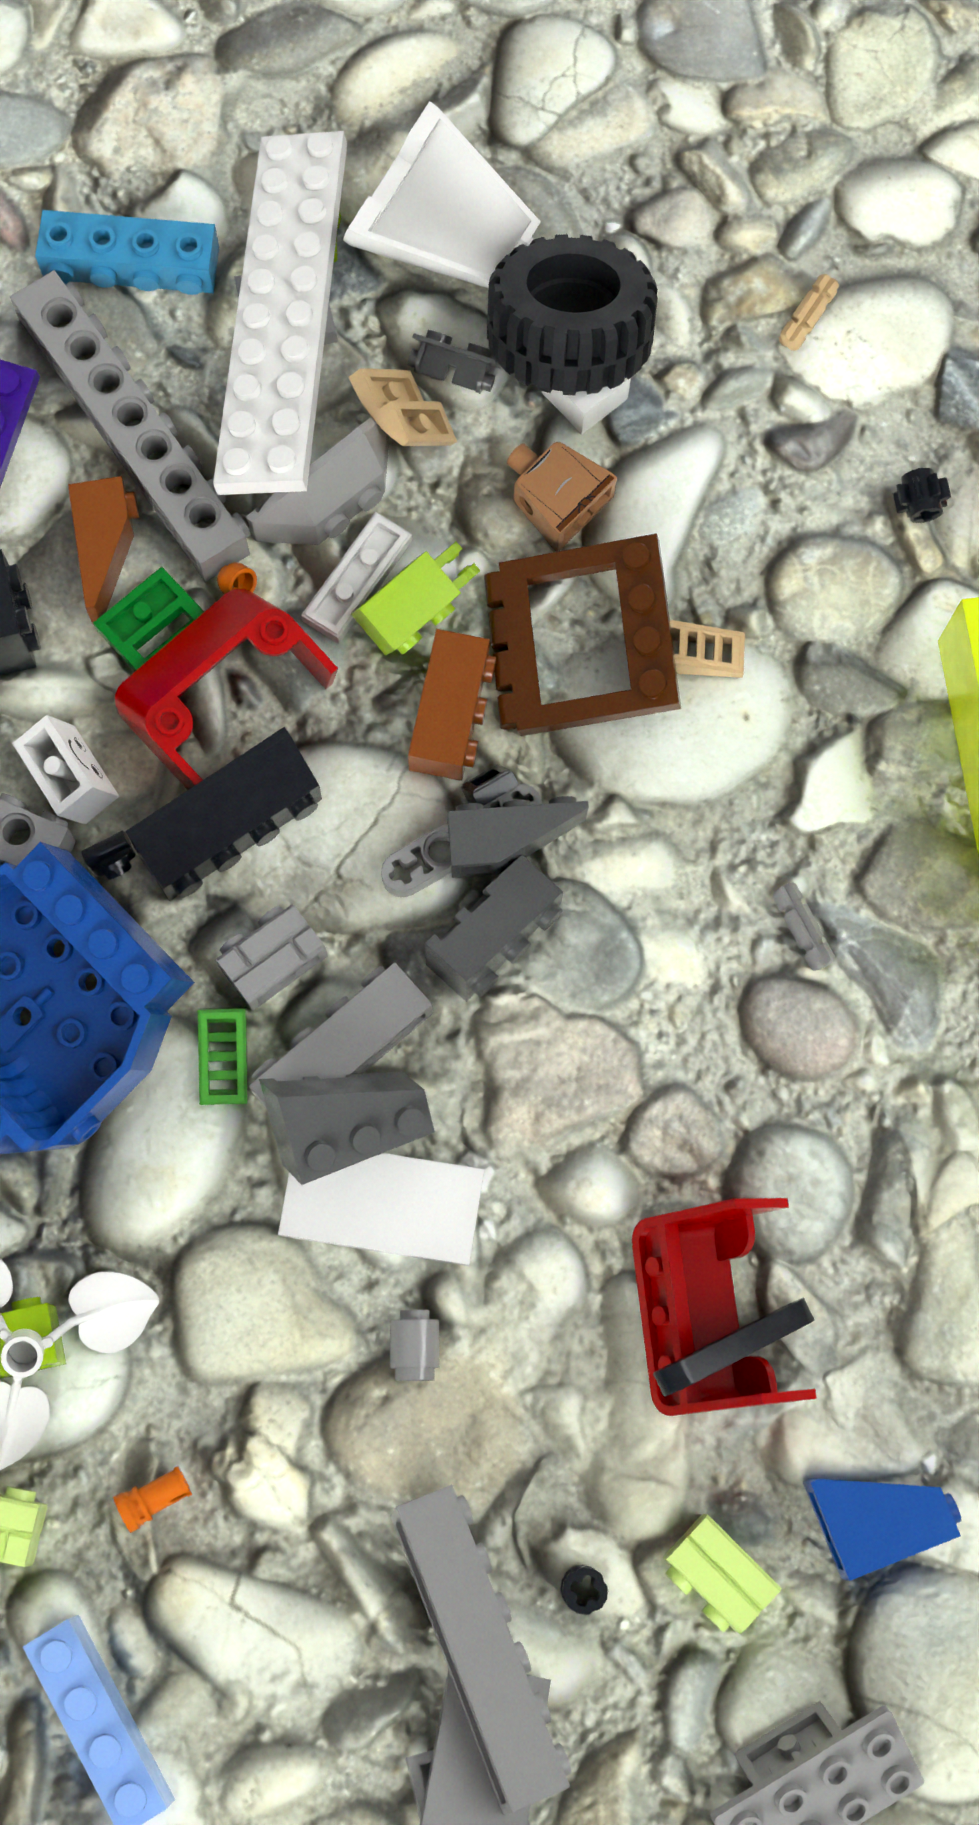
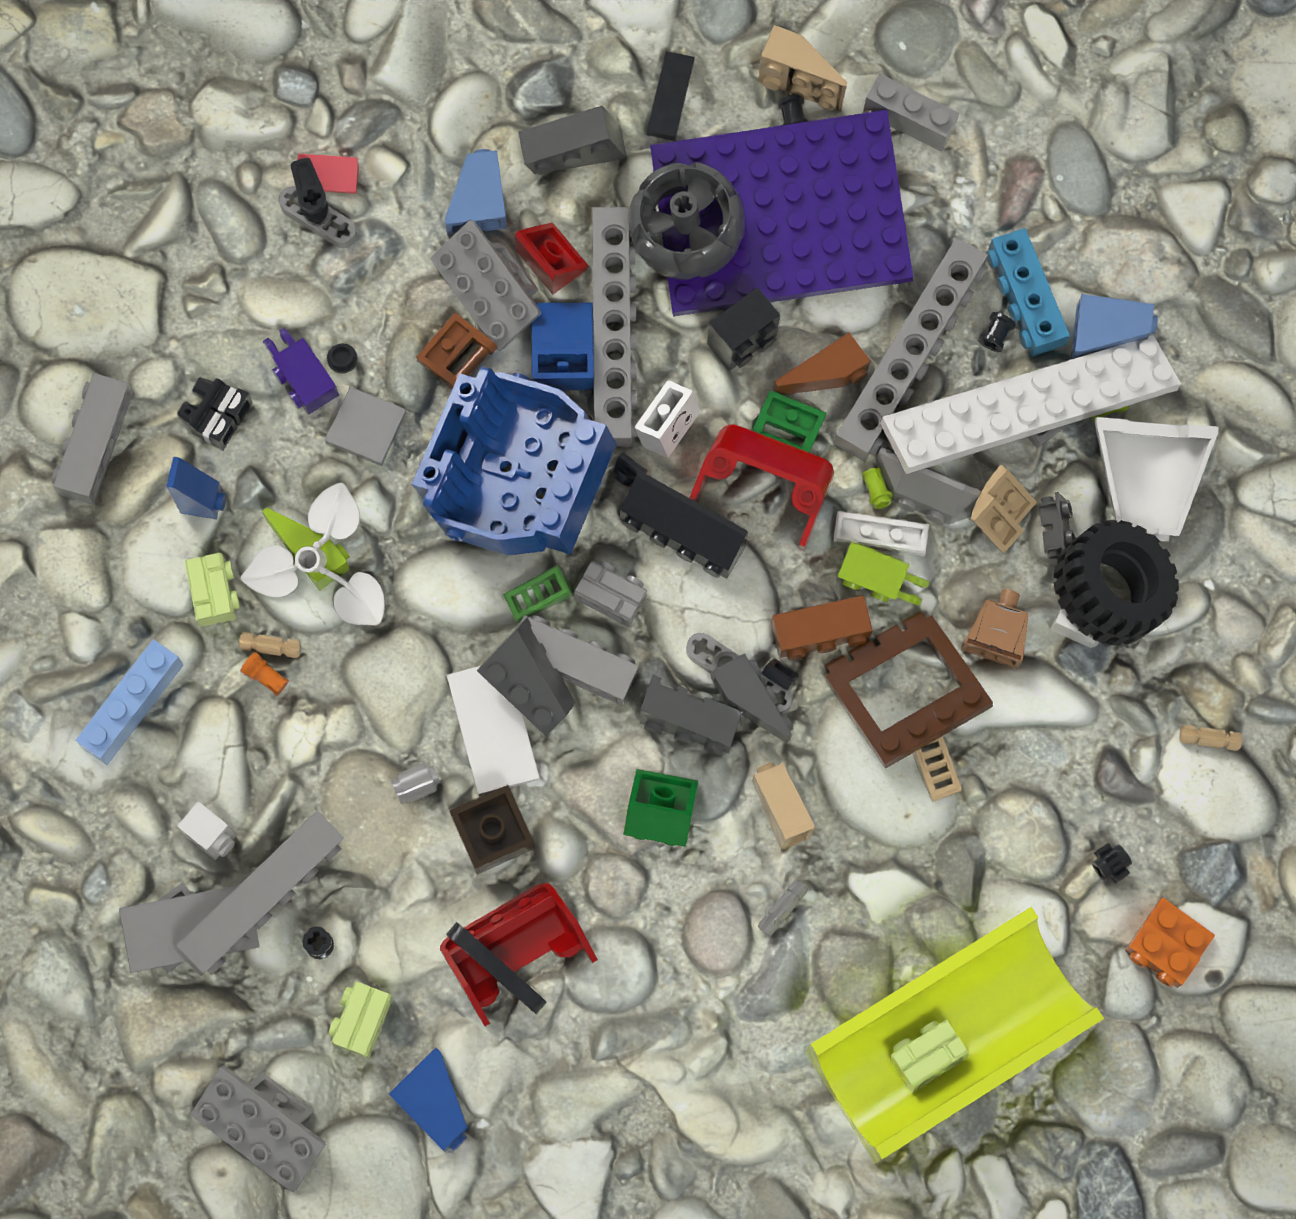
camera: 65 degrees right, 0 degrees up
(111, 1471) = (269, 645): none -> tan axle
(160, 313) = (996, 332): none -> black bush
(220, 178) = (1109, 323): none -> medium blue slope
(238, 576) = (846, 462): orange hinge -> none
(295, 552) = (877, 489): none -> lime pin
(352, 1687) = (207, 831): none -> white brick
(533, 1265) = (492, 829): none -> dark brown brick
(601, 1022) = (660, 808): none -> green slope
(672, 860) = (783, 805): none -> tan slope

